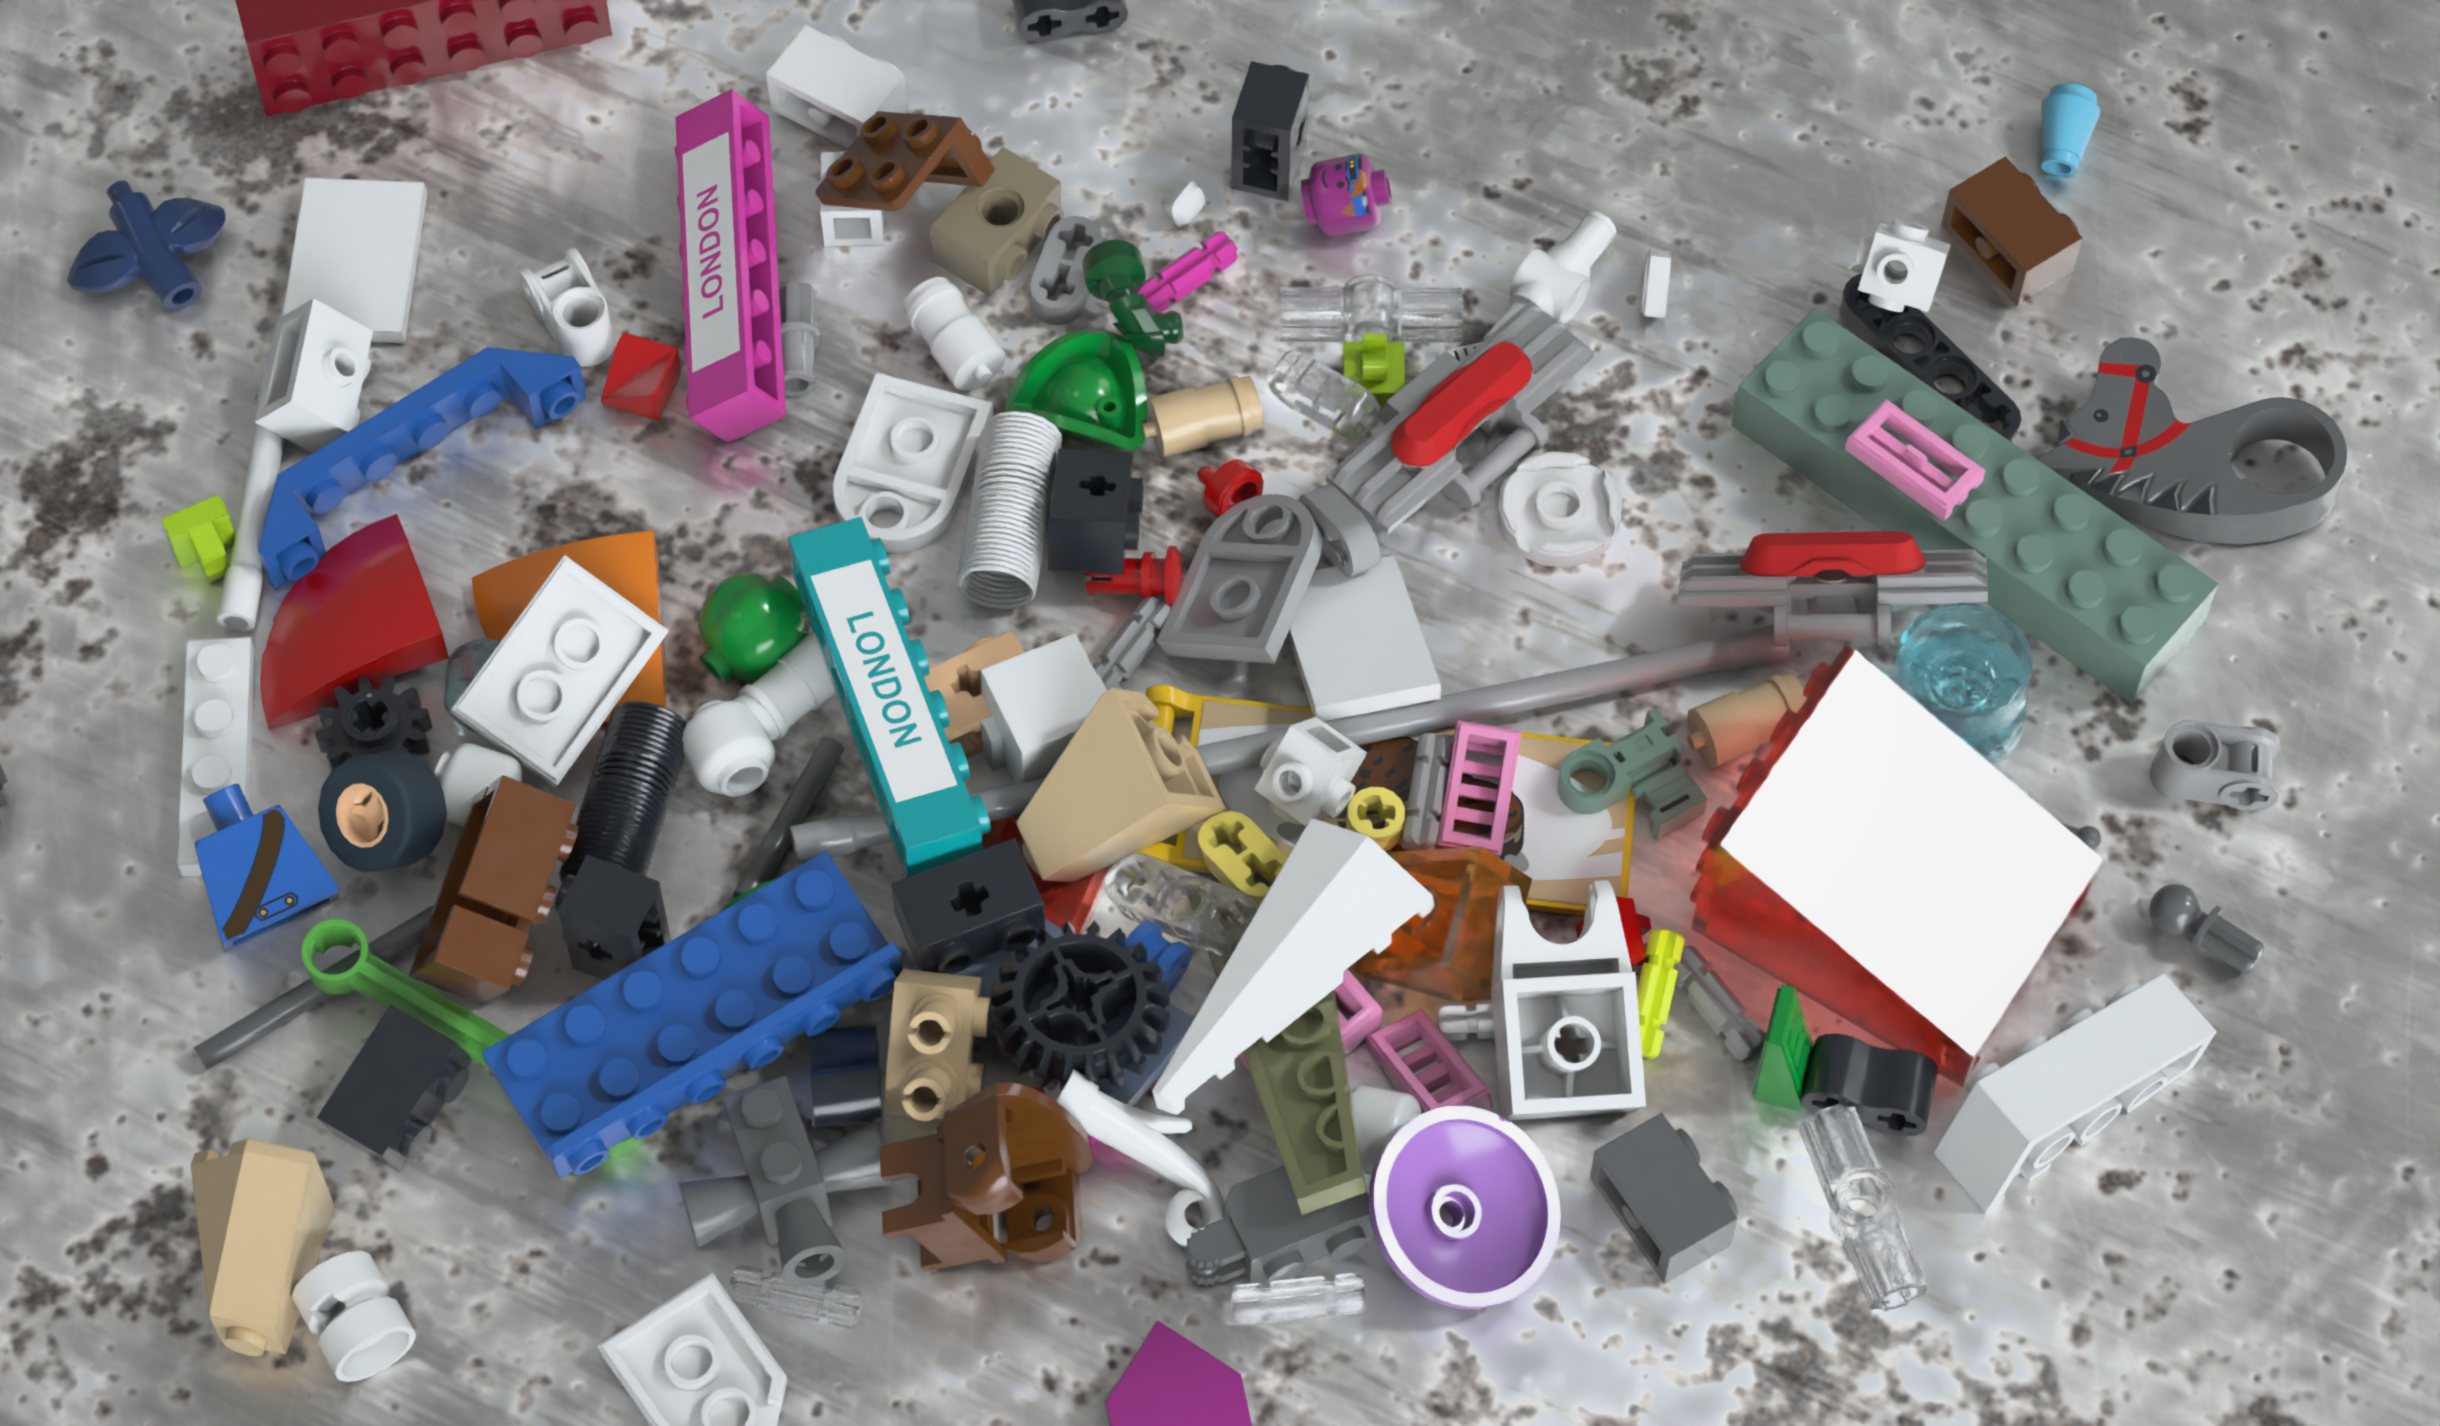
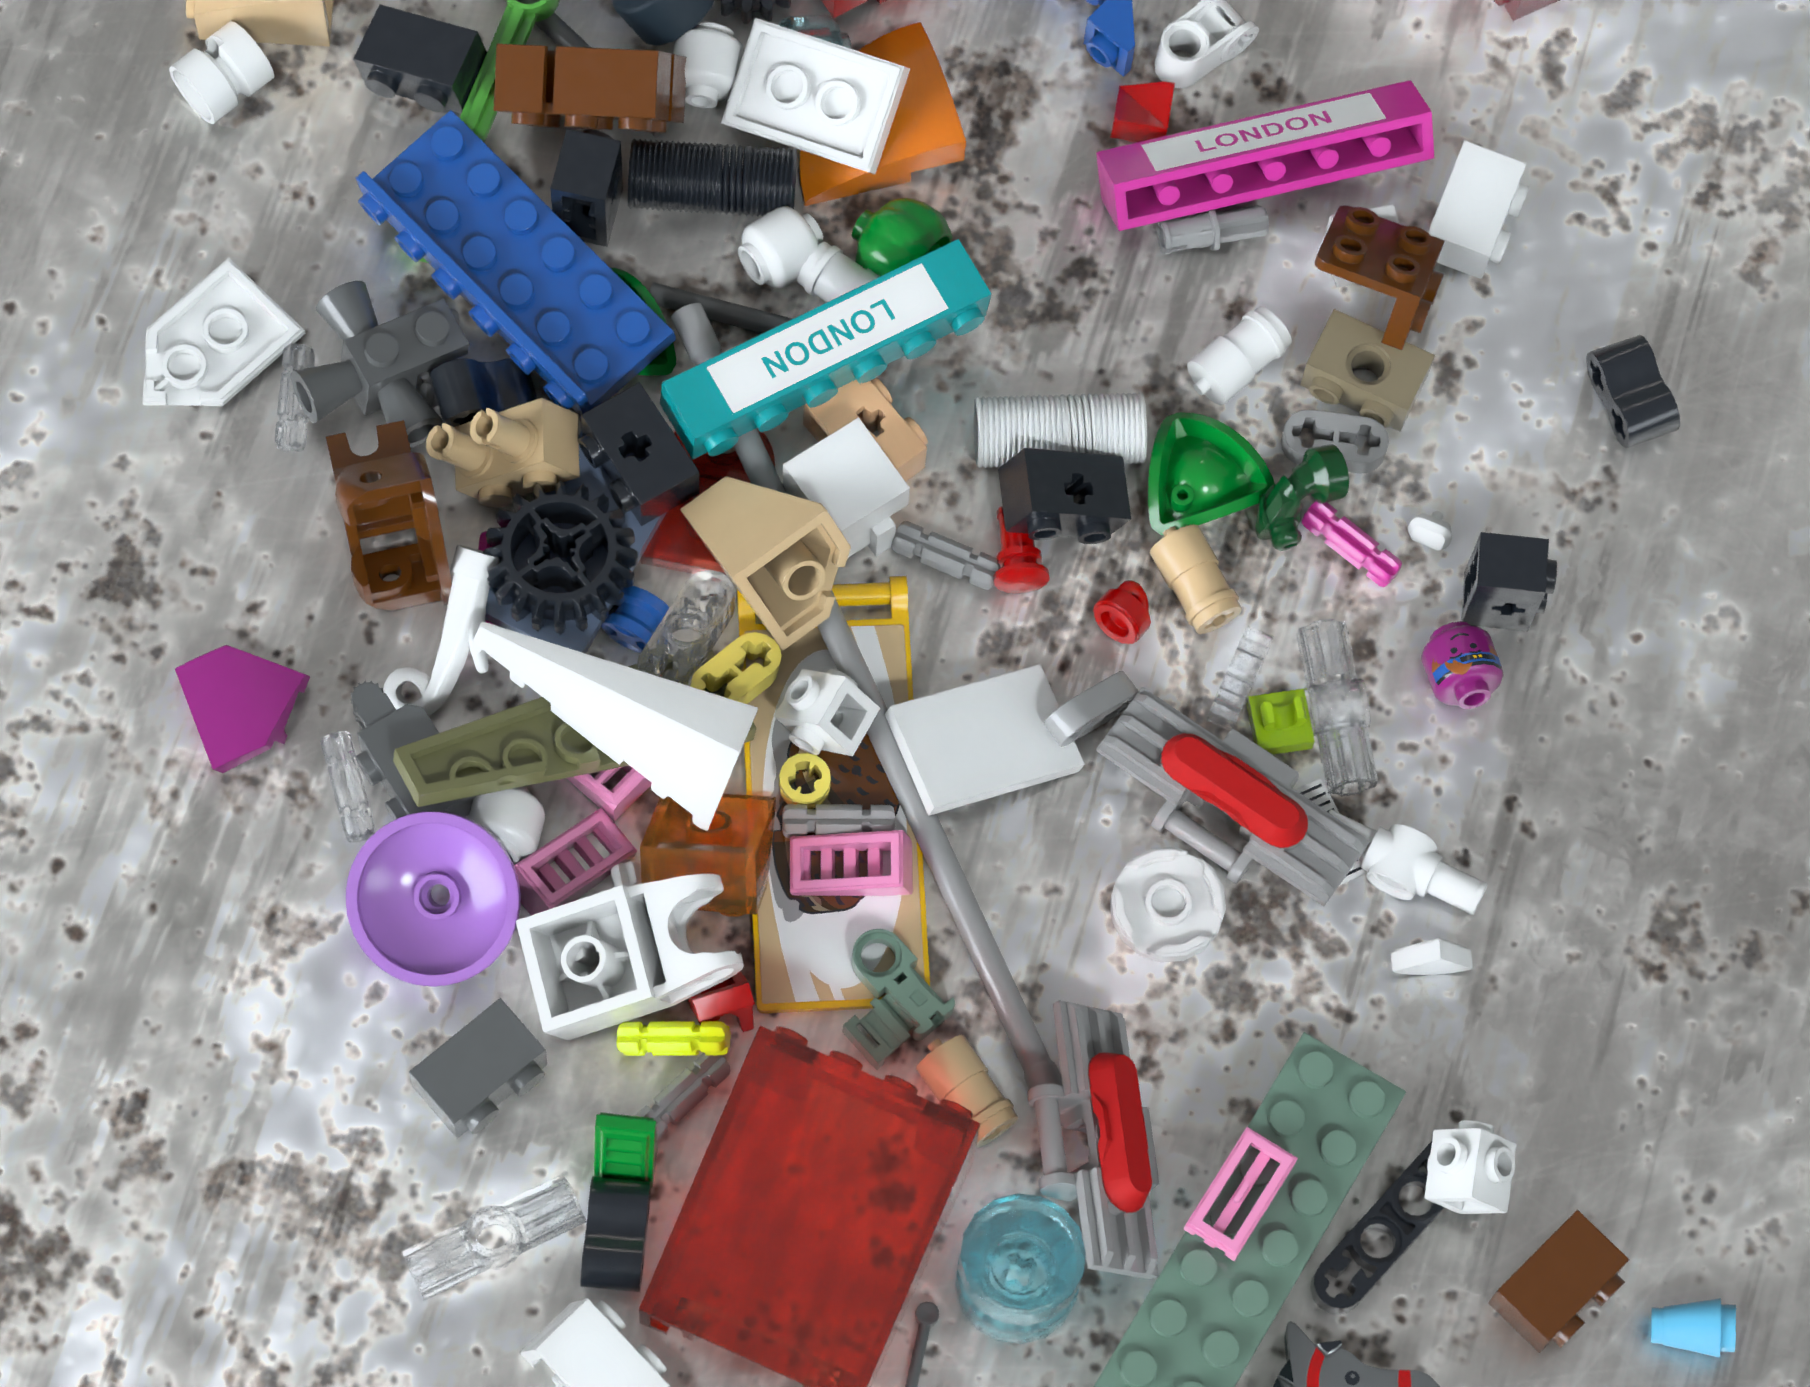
camera: 75 degrees right, 10 degrees up
(909, 457) = (1105, 343): white tile -> none
(1244, 583) = (1023, 638): light grey plate -> none

